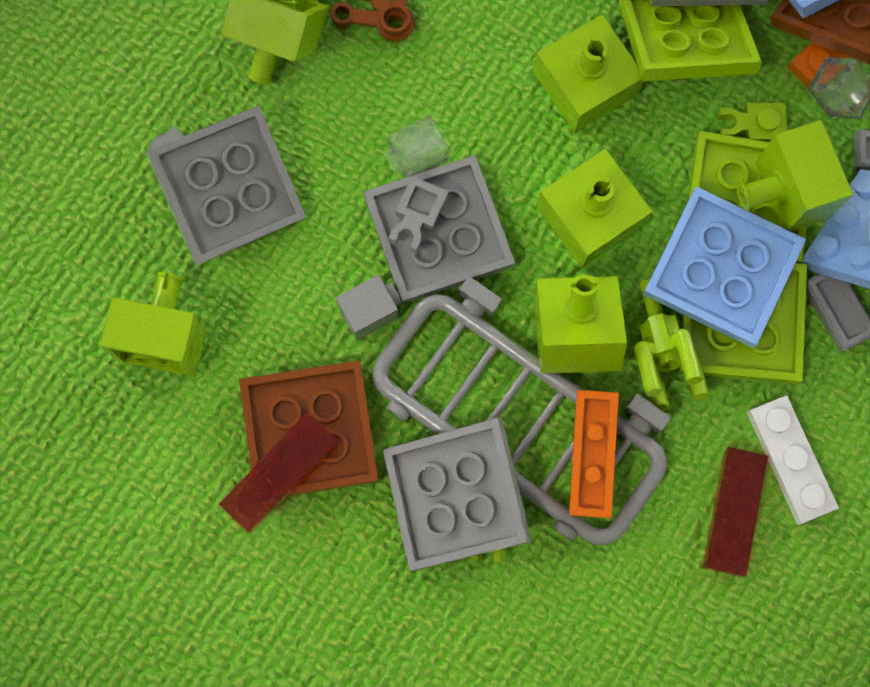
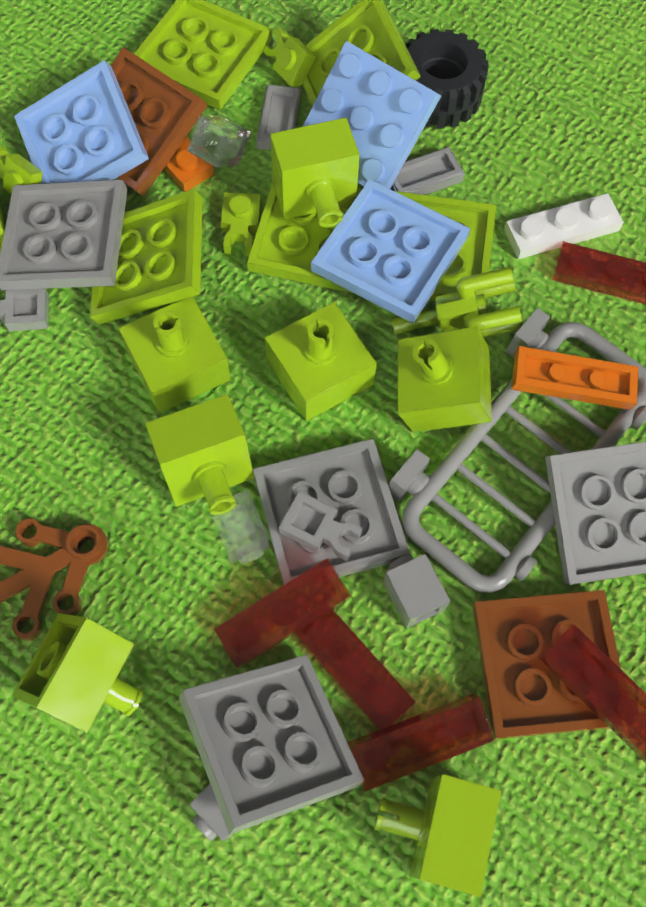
camera: 85 degrees left, 10 degrees down
(234, 316) = (421, 741): none -> clear red plate
(298, 259) = (356, 670): none -> clear red plate
(339, 192) = (283, 613): none -> clear red plate
(478, 103) = (202, 453): none -> lime brick

